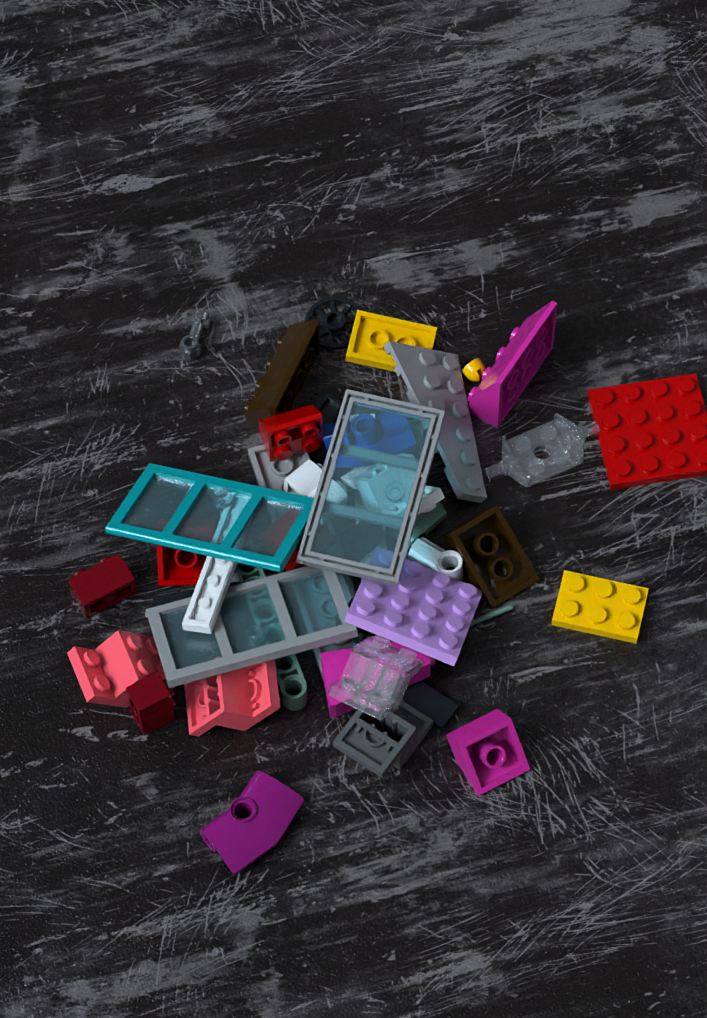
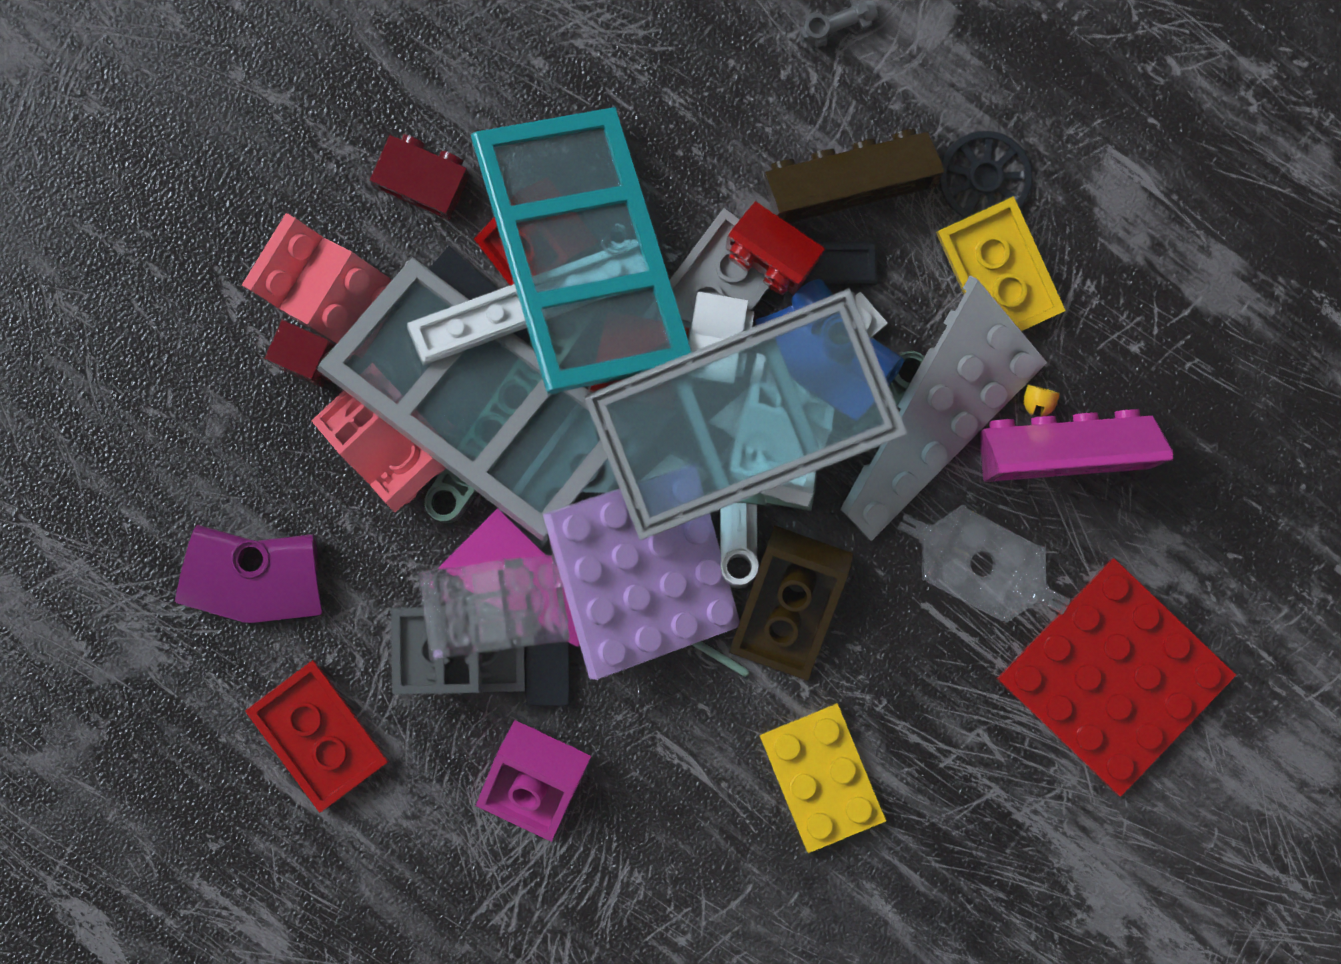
camera: 55 degrees right, 25 degrees up
(372, 850) = (317, 736): none -> red plate

